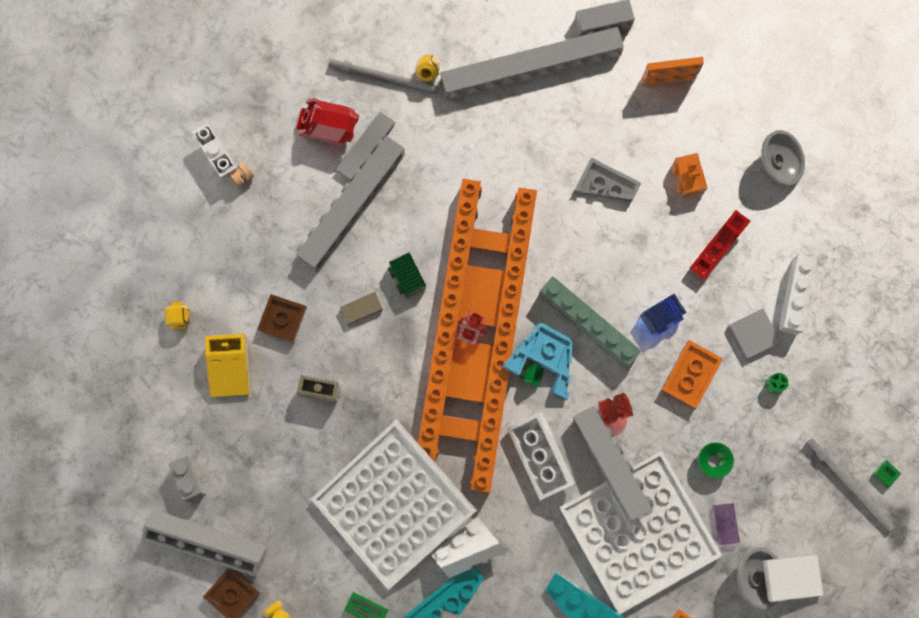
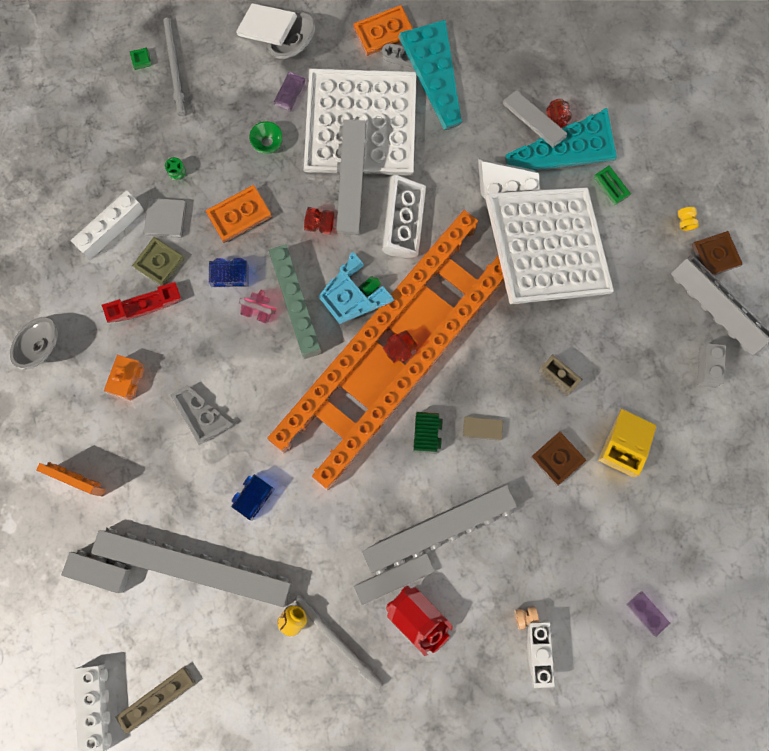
camera: 145 degrees left, 0 degrees up
(142, 233) = (648, 614): none -> clear purple plate
(177, 315) = (652, 514): yellow head -> none
(519, 142) = (252, 497): none -> clear blue brick
(620, 301) = (249, 305): none -> clear pink hips
(732, 291) = (158, 261): none -> olive tile

